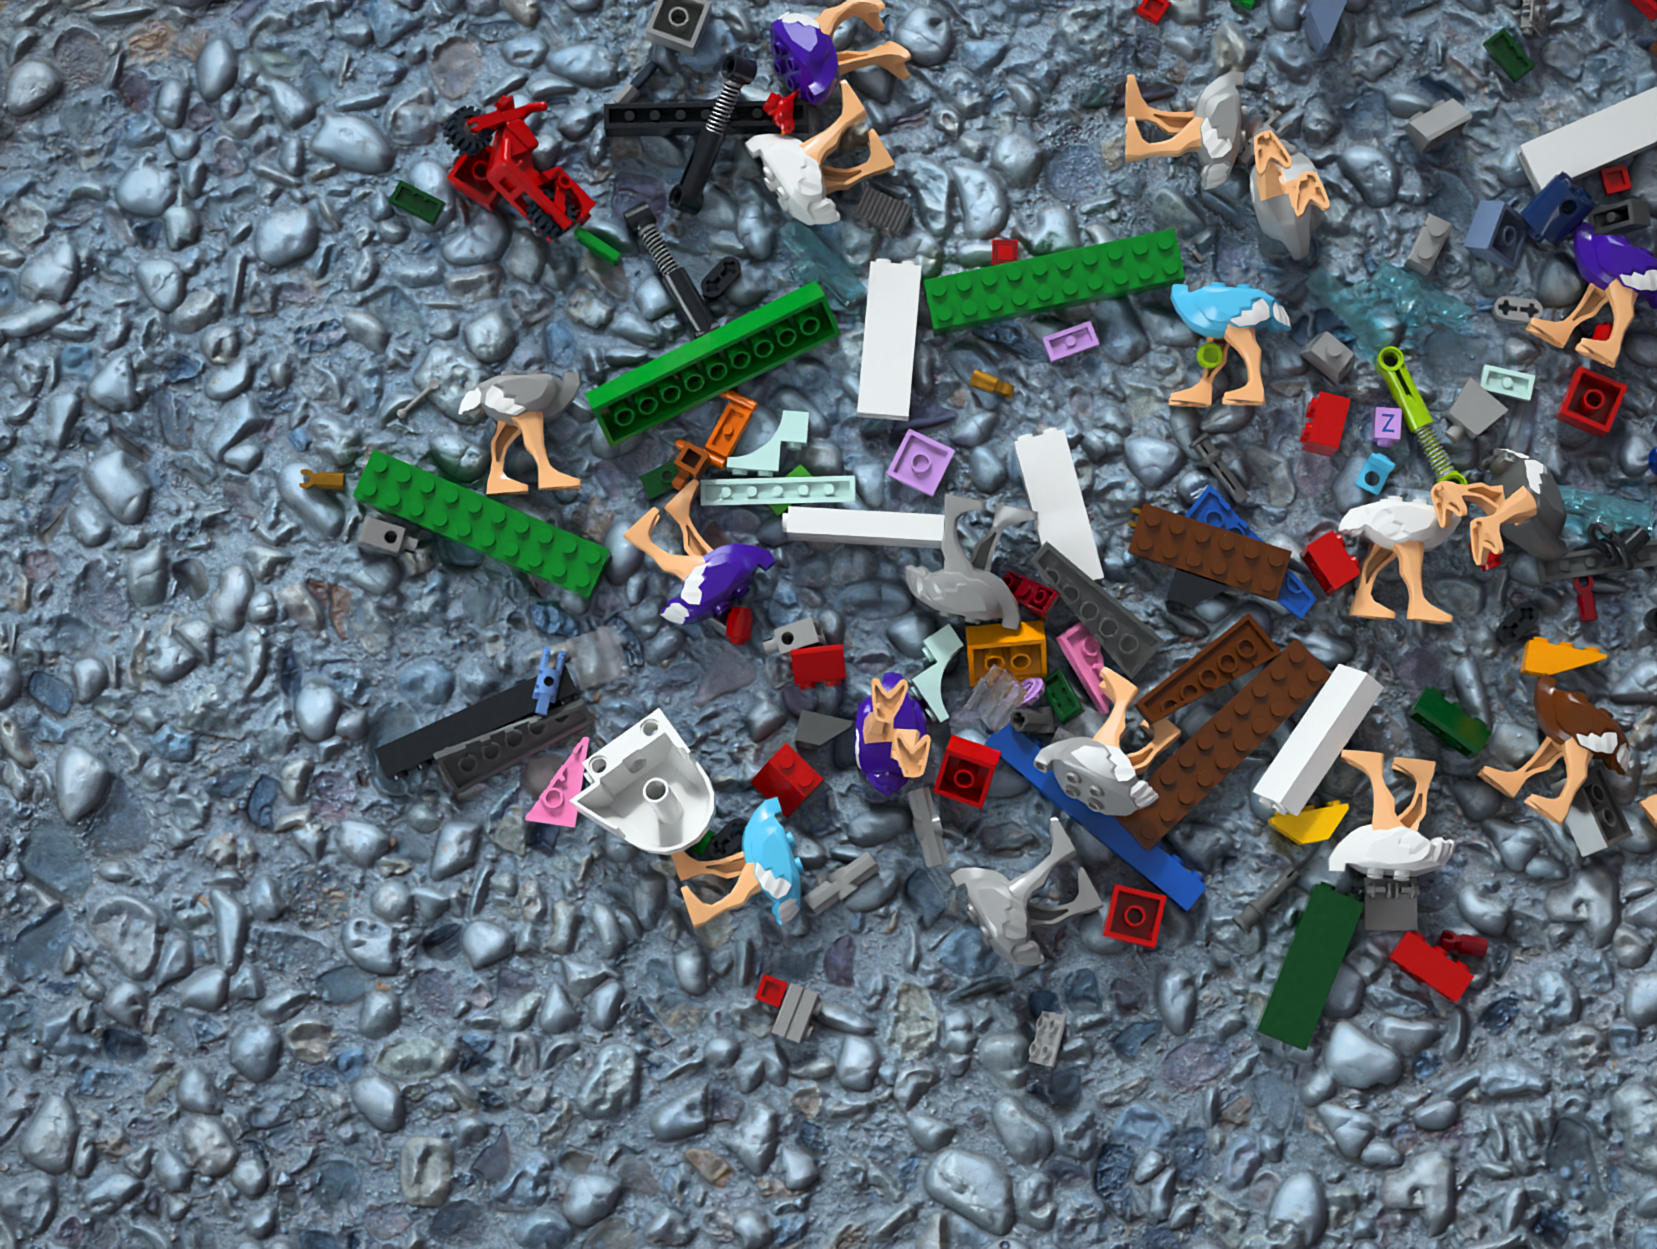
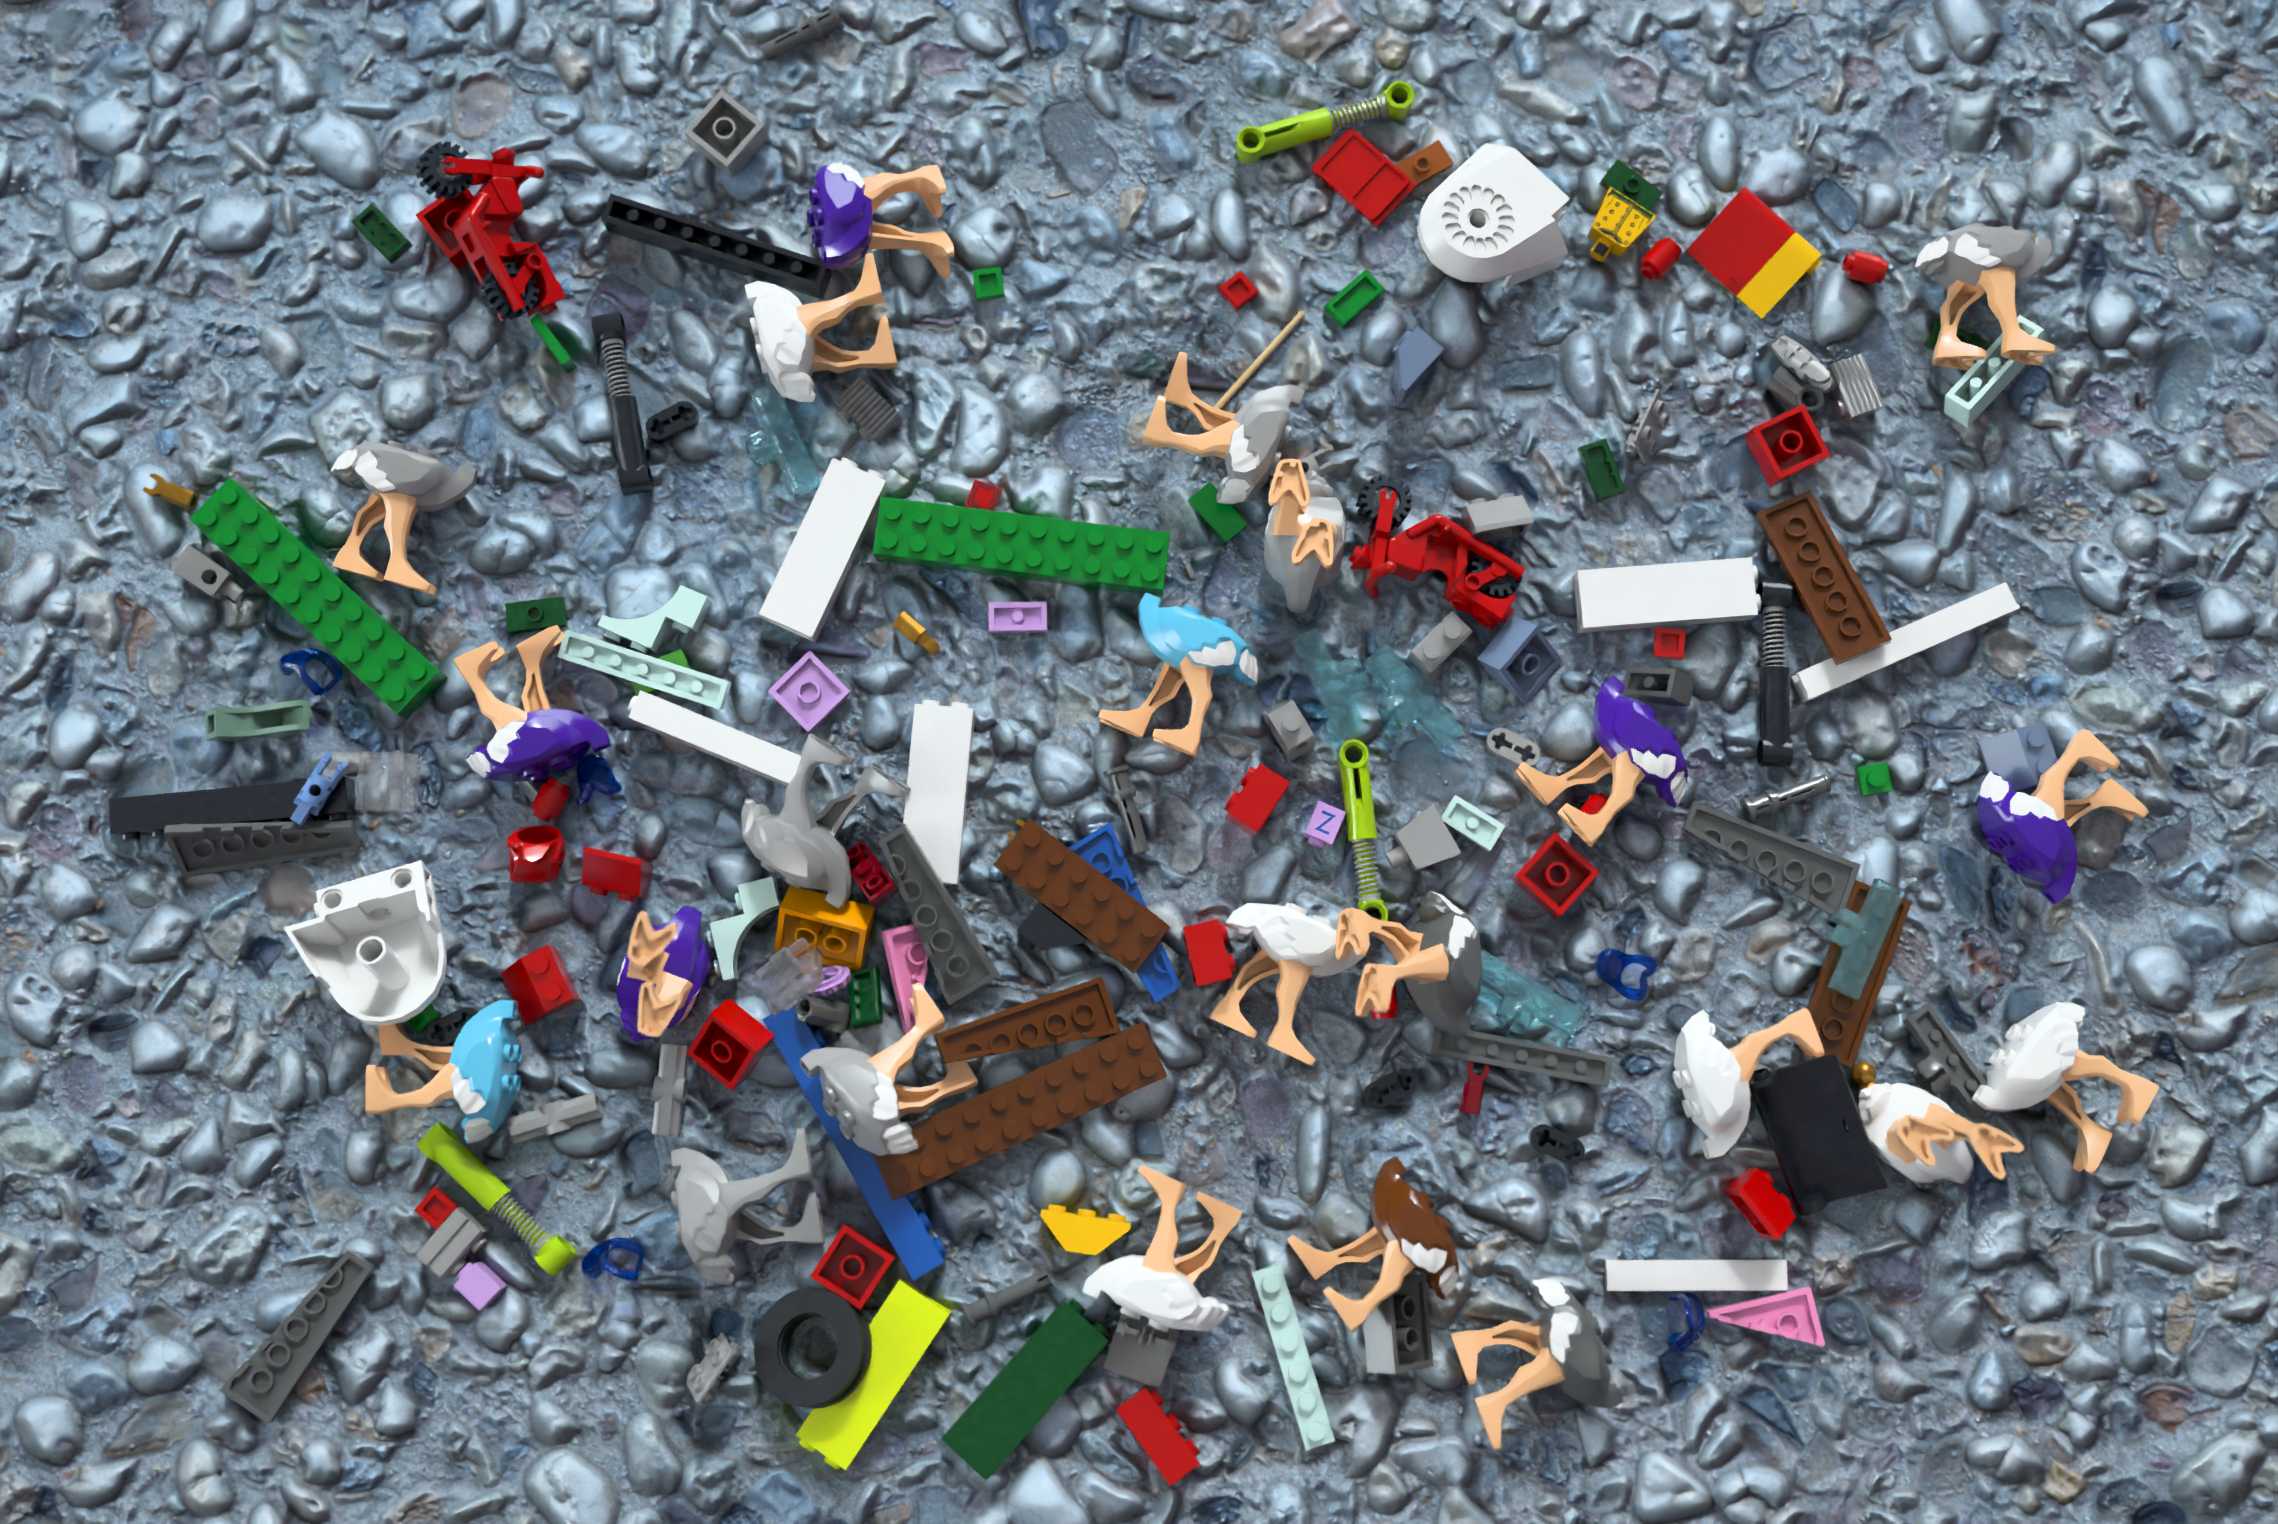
camera: 15 degrees right, 0 degrees up
(433, 385) = (327, 431): light grey hinge -> none
(474, 643) = (261, 721): none -> sand green arch
(486, 581) = (296, 661): none -> clear blue piece
(554, 802) = (294, 910): bright pink wing -> none
(630, 92) = (649, 194): piece -> none
(688, 194) = (668, 320): black piece -> none
(691, 464) = (559, 608): dark orange brick -> none
(693, 1150) = (284, 1357): none -> dark grey wing
(713, 363) = (622, 509): green brick -> none
(728, 429) = (617, 586): orange plate -> none
(745, 673) = (535, 854): none -> red piece
(767, 593) = (595, 774): none -> clear blue piece
(781, 111) = (792, 263): red animal -> none
(806, 634) = (605, 834): light grey torso -> none
(816, 964) = (445, 1148): none -> lime piece
(819, 729) = (591, 942): dark grey slope -> none
(830, 1039) = (479, 1284): none -> lavender brick
(921, 985) = (597, 1259): none -> clear blue piece
(943, 72) = (988, 284): none -> green plate
(1093, 976) = (773, 1344): none -> black tyre
(1180, 999) = (899, 1339): none -> neon yellow brick
(1192, 60) = (1265, 354): none -> tan axle
(1208, 201) = (1219, 516): none -> green tile
(1209, 355) = (1158, 683): lime tile -> none
(1317, 740) = (1121, 1143): white brick -> none
(1379, 464) = (1302, 864): medium azure bracket -> none
(1436, 184) = (1434, 545): none -> red piece
(1449, 722) = (1276, 1172): dark green slope -> none
(1464, 944) = (1204, 1421): dark red bar -> none
(1516, 867) = (1293, 1356): none -> light aqua plate
(1554, 659) = (1410, 1142): light orange slope -> none
(1557, 210) = (1584, 661): dark blue cylinder -> none
(1625, 547) = (1527, 1050): black piece -> none

